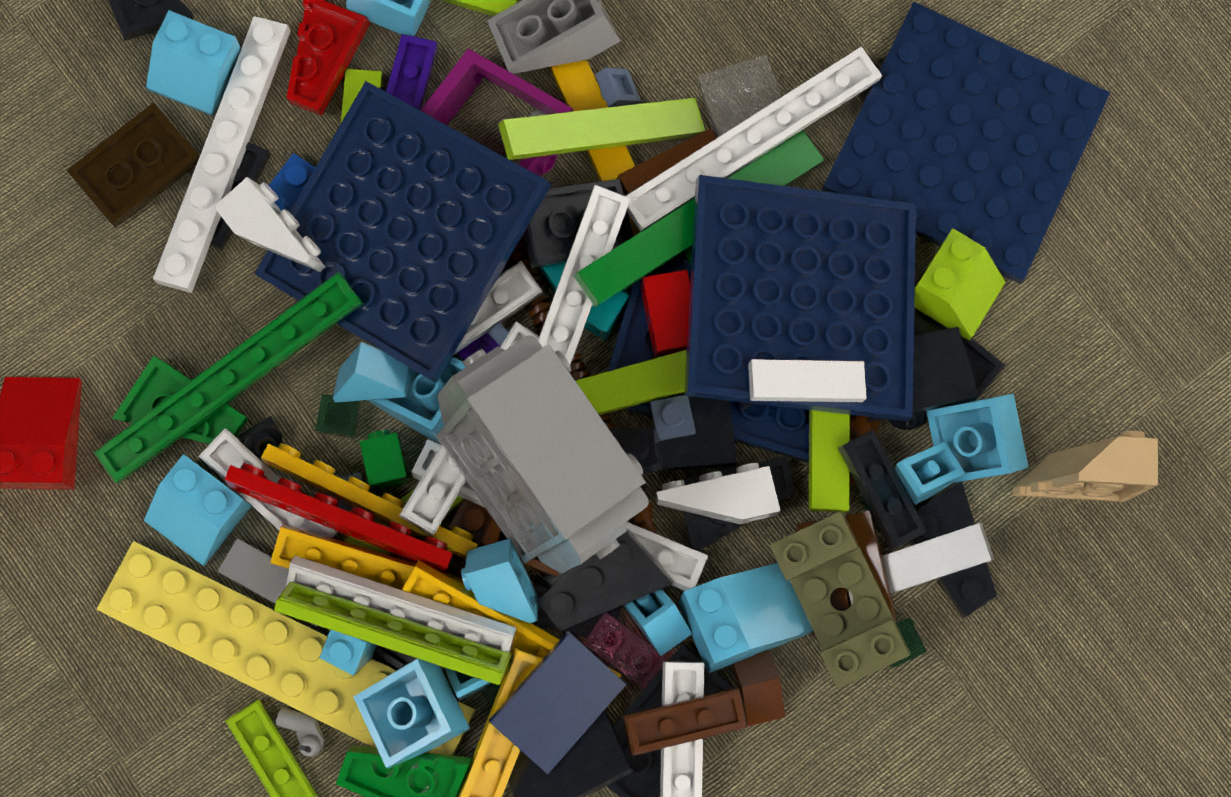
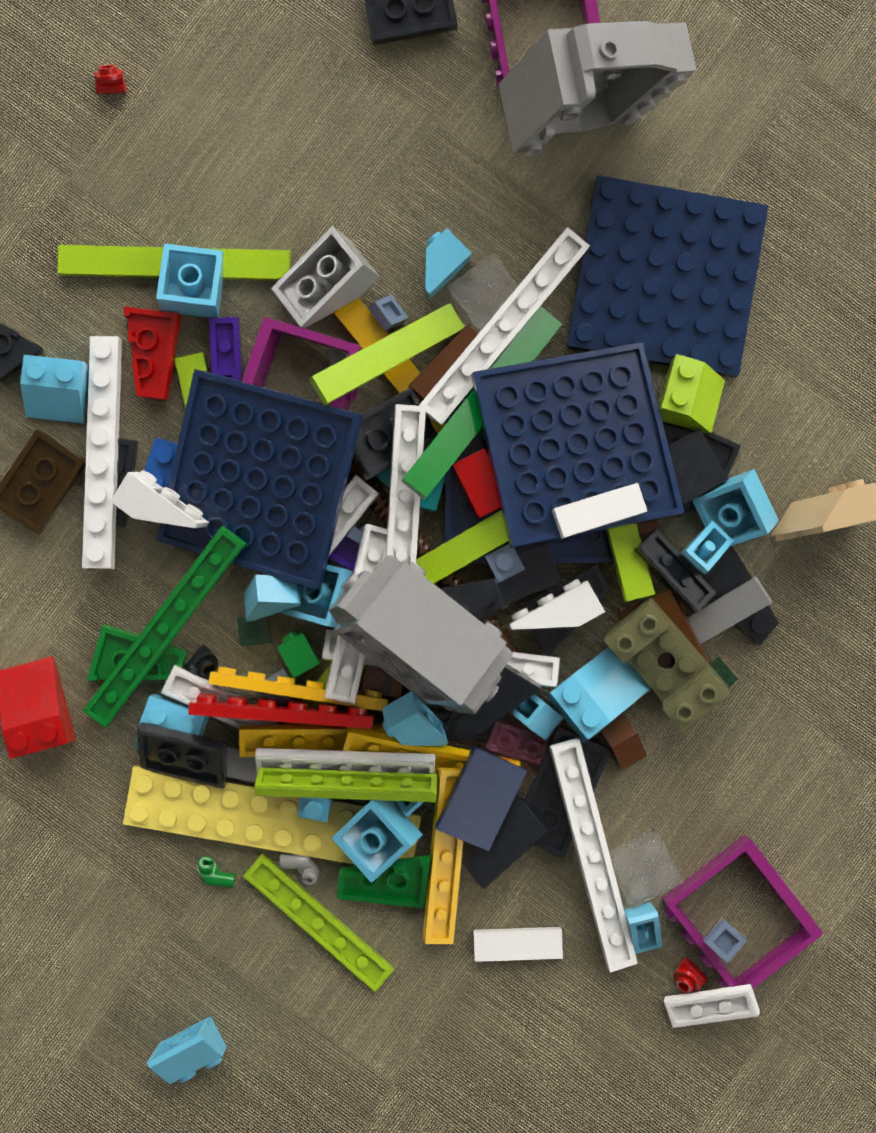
camera: 10 degrees left, 10 degrees up
(187, 707) = (212, 875): none -> green arm
(200, 541) = (182, 755): none -> black tile
(684, 721) = (577, 786): reddish brown tile -> none
(702, 47) = (443, 260): none -> medium azure slope

